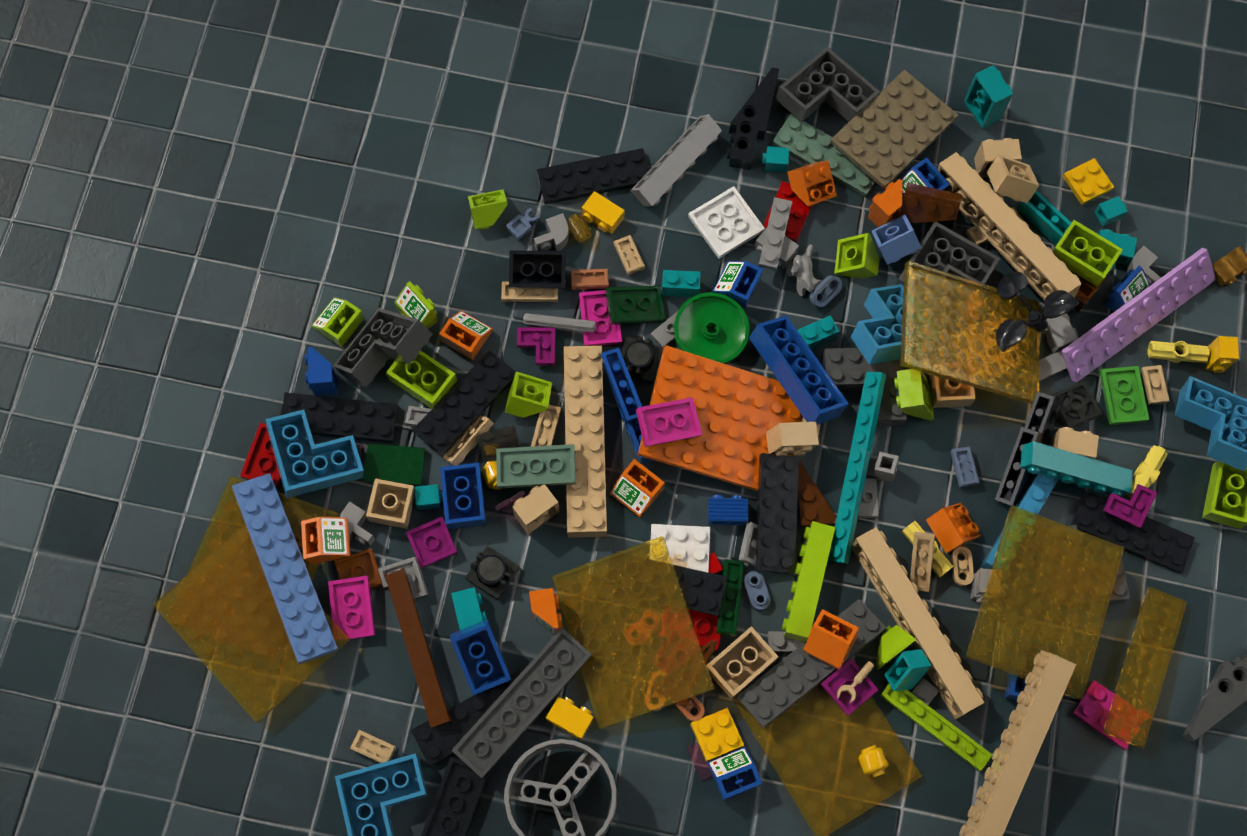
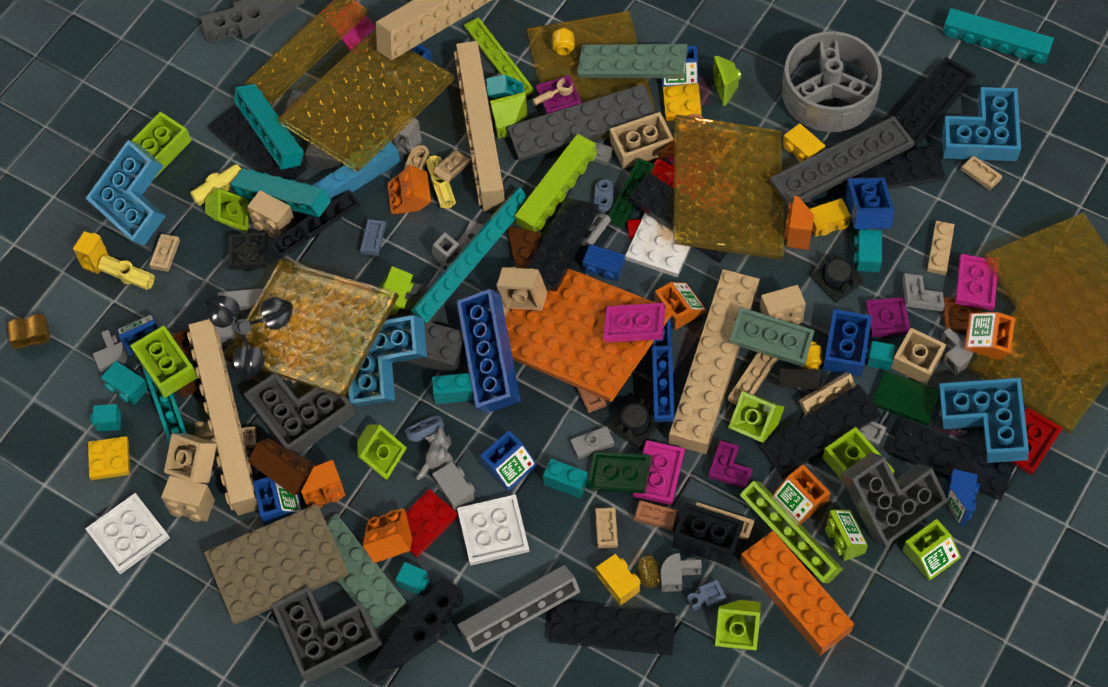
camera: 155 degrees left, 10 degrees down
(284, 569) = (1035, 326): medium blue plate -> none
(396, 648) = (940, 248): none -> tan plate
(418, 648) = (923, 231): reddish brown tile -> none
(446, 247) = (796, 593): none -> orange brick
(465, 295) = (791, 532): none -> lime brick
(510, 500) = (808, 319): clear pink piece -> none
(519, 636) = (830, 217): none -> yellow brick
(559, 322) = (702, 477): light grey axle -> none
(678, 774) = (725, 78): none -> lime slope
(712, 327) = (554, 422): green dish -> none
(775, 234) = (451, 490): light grey plate -> none
(786, 755) = (633, 61): none -> sand green plate
(831, 639) = (559, 122): orange slope -> none
(896, 239) = (334, 442): medium blue brick -> none
(988, 96) = (162, 559): teal brick -> none
(1033, 122) = (127, 533): none -> white plate
(1120, 444) = (228, 209): none -> lime slope
(1124, 395) = (197, 252): bright green plate -> none
(1131, 511) = (250, 152): magenta plate -> none
(1135, 551) = (267, 127): none -> teal brick
(1138, 315) = (134, 311): lavender plate -> none

